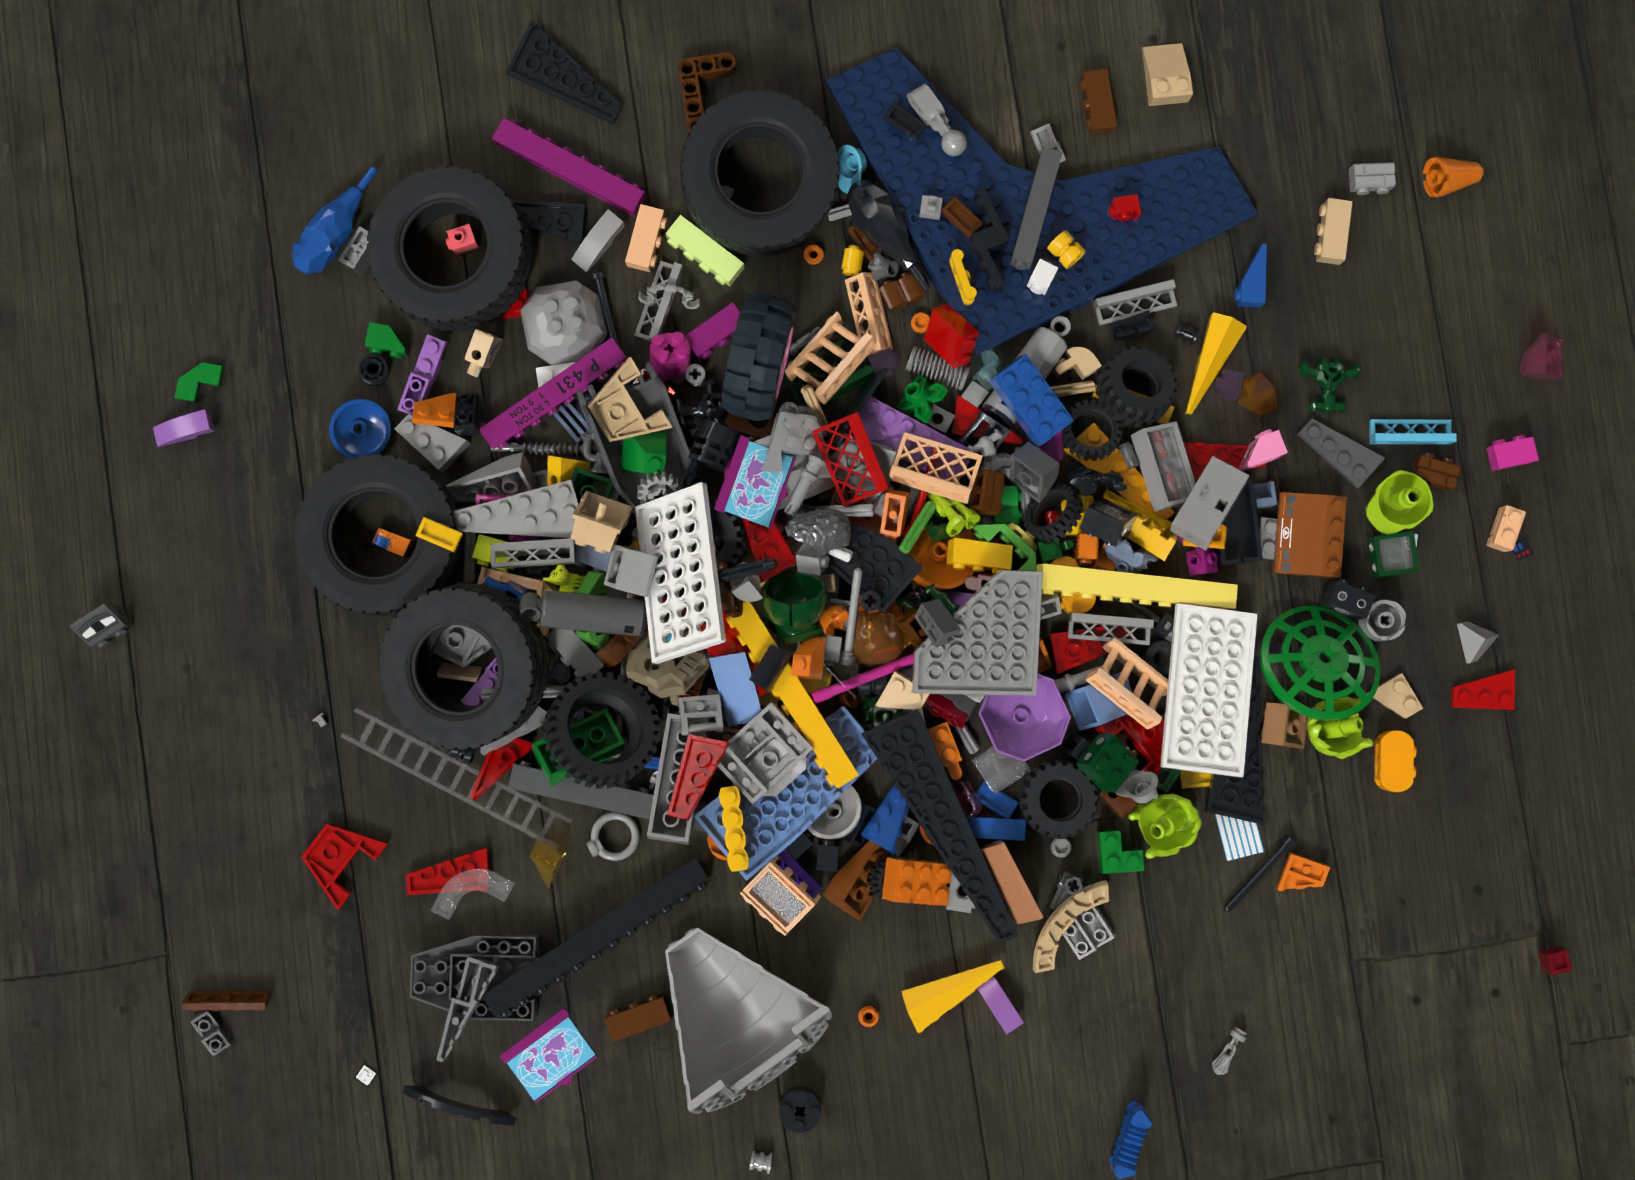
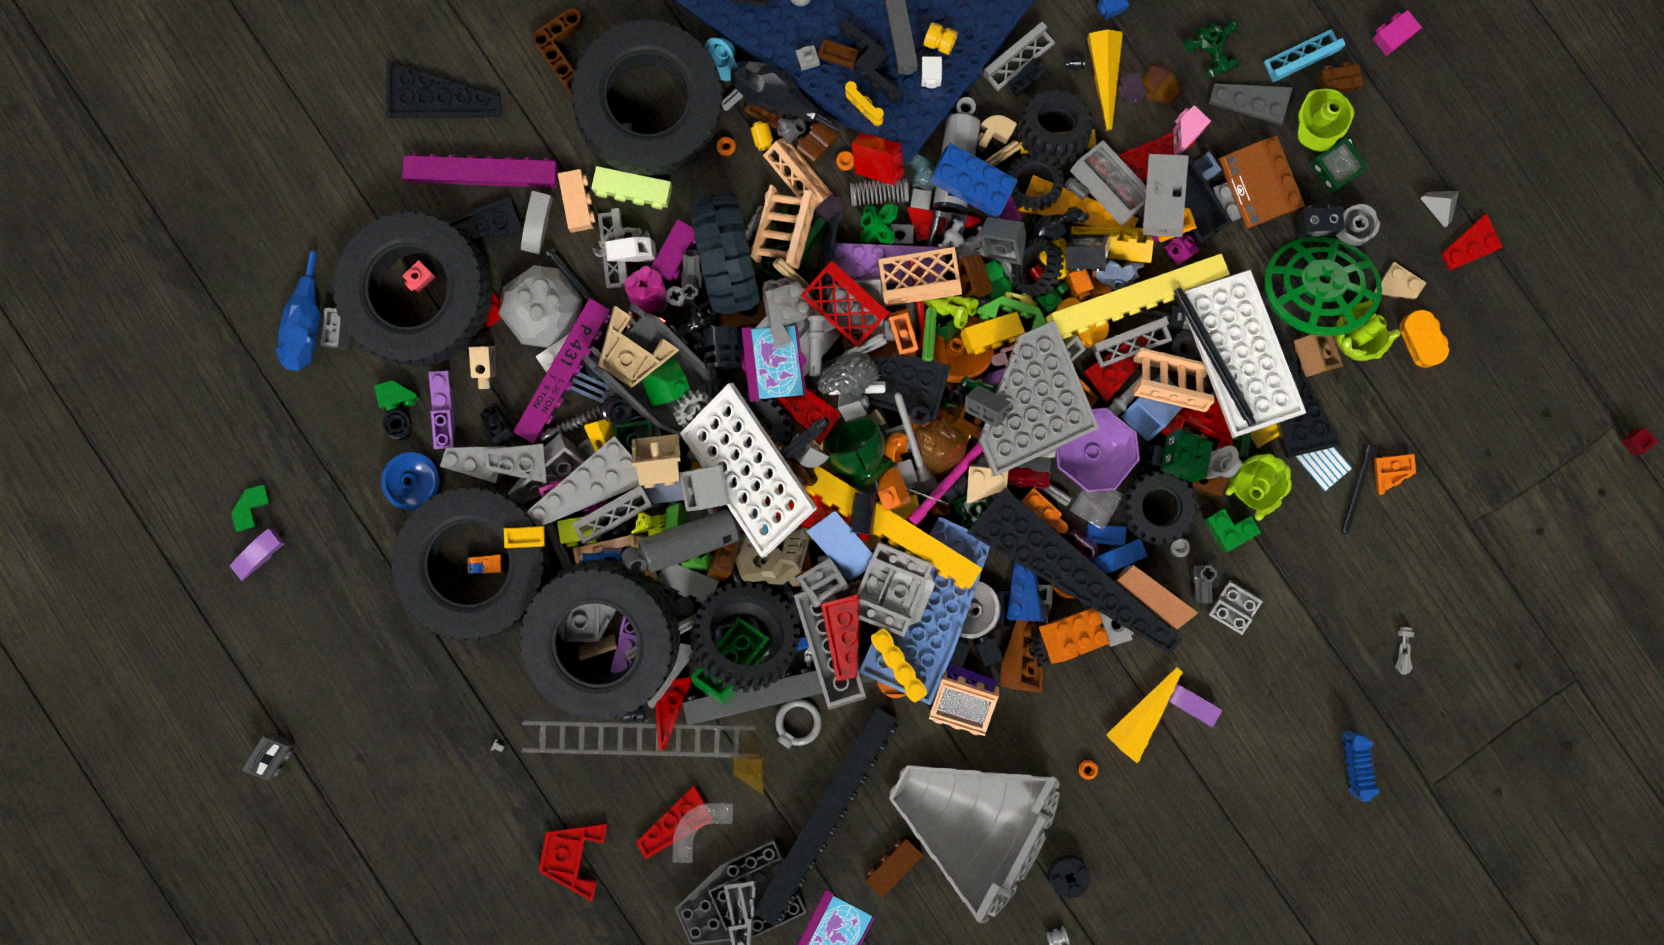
camera: 25 degrees left, 0 degrees up
(435, 411) = (468, 434): orange wing -> none
(470, 460) = (518, 461): none -> light grey wing
(581, 449) = (623, 414): none -> black wheel
(674, 310) = (631, 249): none -> white slope
(717, 364) = (691, 274): none -> dark grey piece
(1060, 921) = (1211, 609): tan tile -> none
(1181, 681) = (1215, 357): none -> black piece
(1506, 528) = (1422, 98): light nougat brick -> none
(1521, 549) = (1442, 110): black sticker -> none

